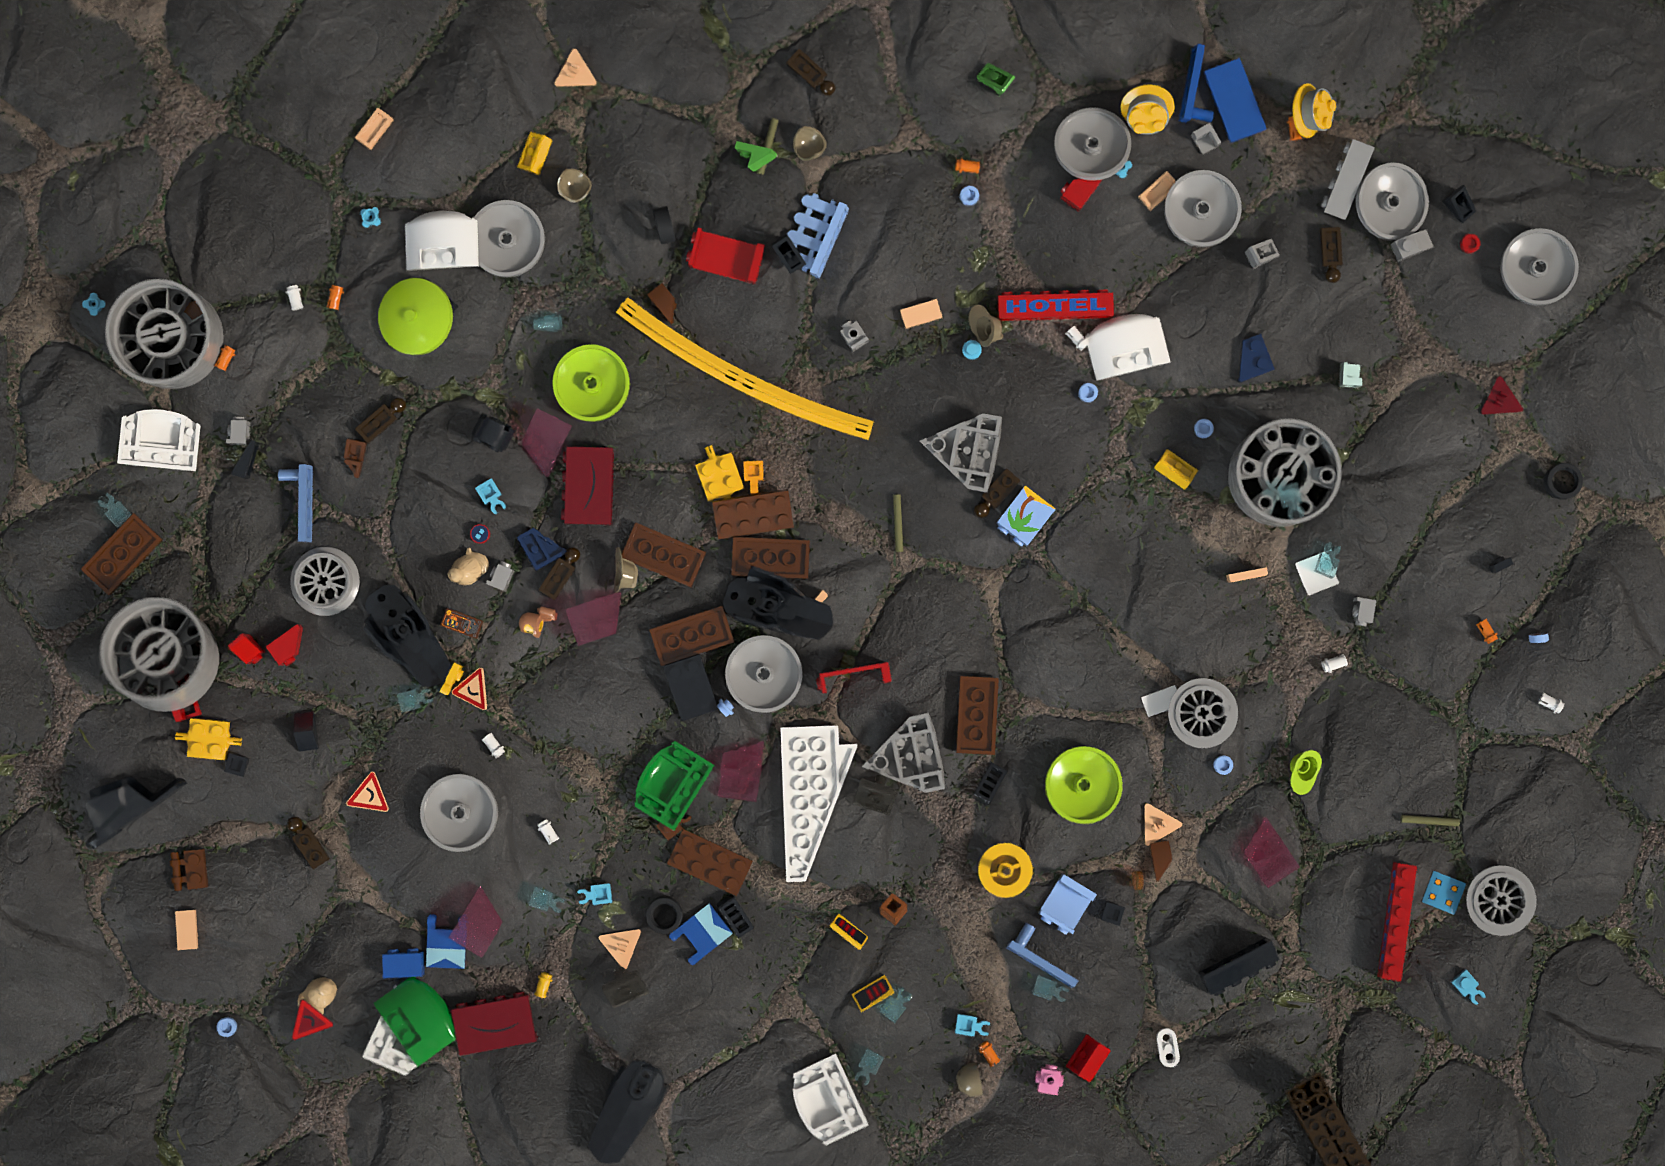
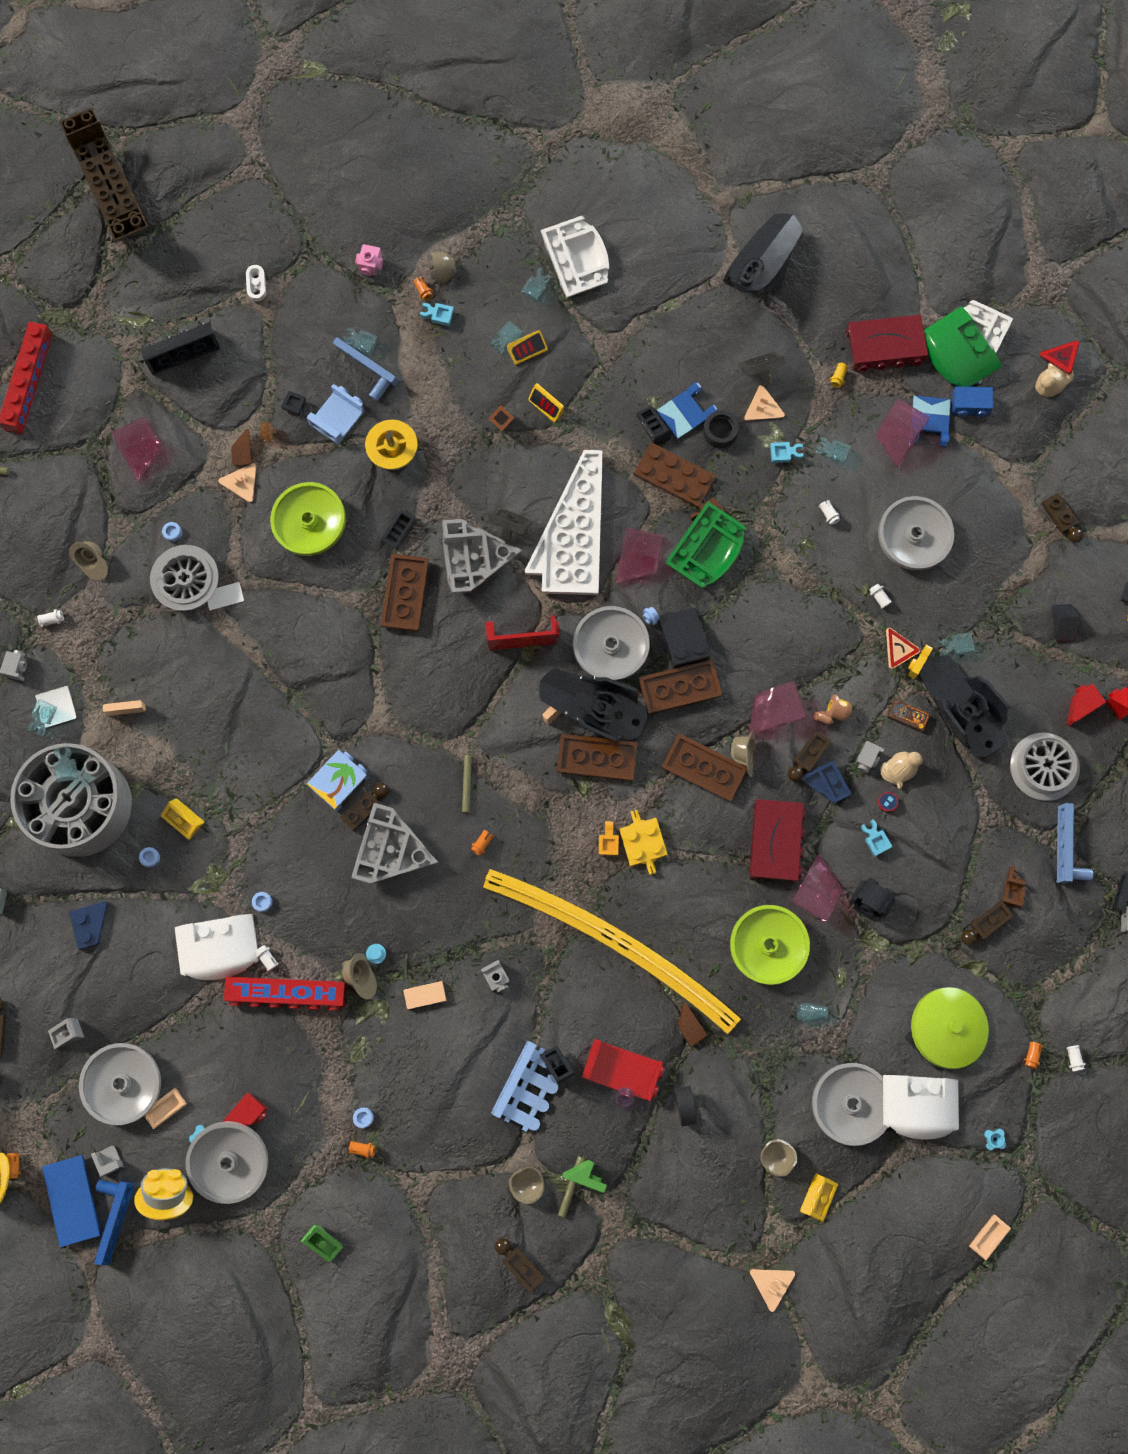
camera: 170 degrees left, 10 degrees down
(369, 795) = (1003, 556): piece -> none
(722, 230) = (624, 1102): none -> clear purple plate
(753, 514) = (611, 801): reddish brown plate -> none
(878, 464) = (481, 843): none -> orange pin
(1088, 1058) = (331, 279): red panel -> none
(1303, 728) = (89, 559): none -> dark tan piece
(1304, 771) = (93, 518): lime piece -> none

